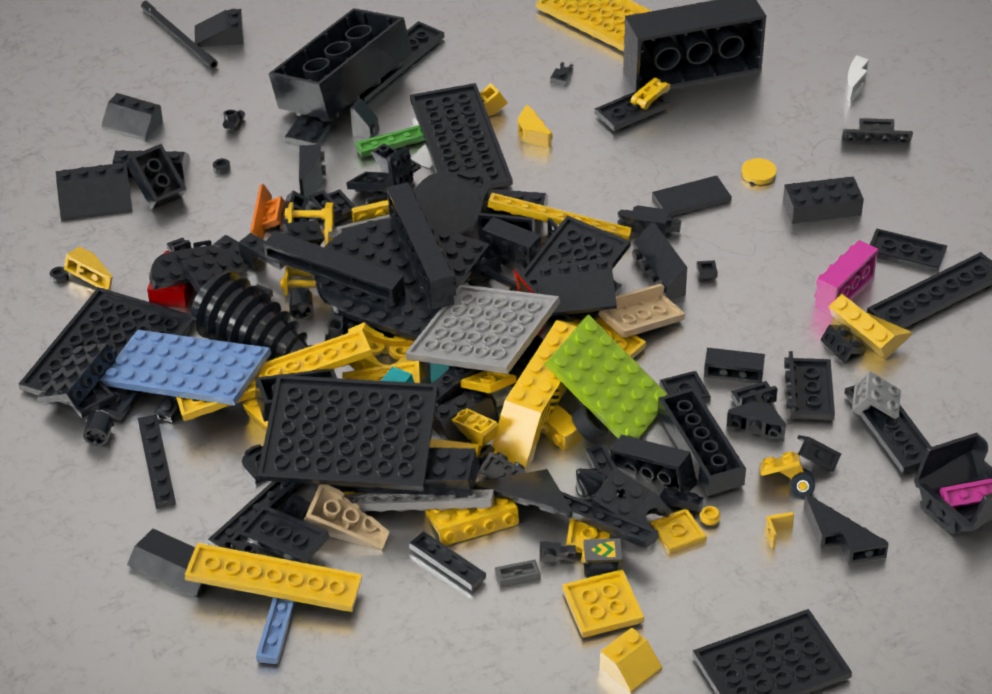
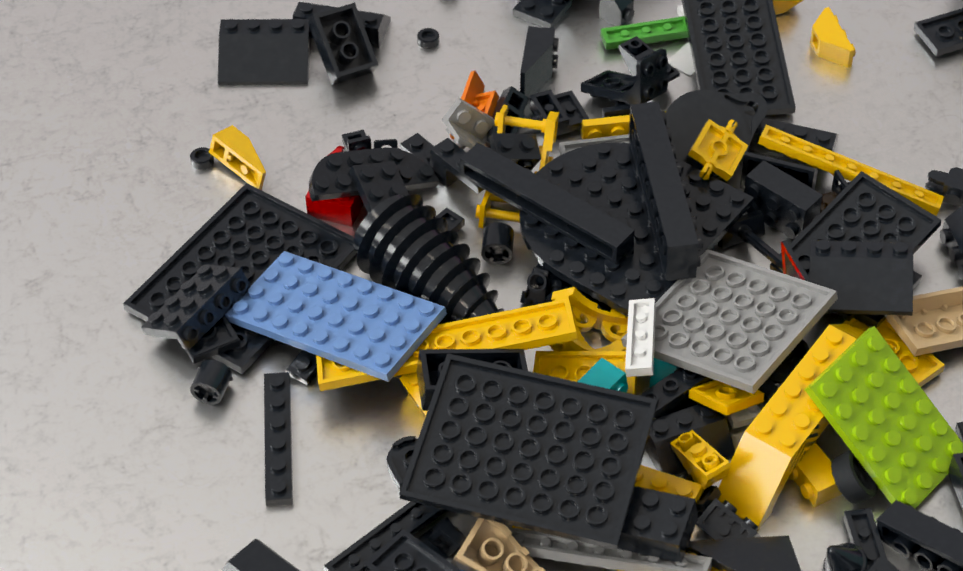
camera: 10 degrees right, 5 degrees up
(263, 220) = (467, 124): none -> light grey bracket
(419, 348) = (640, 337): none -> white plate
(458, 213) = (718, 149): none -> yellow plate

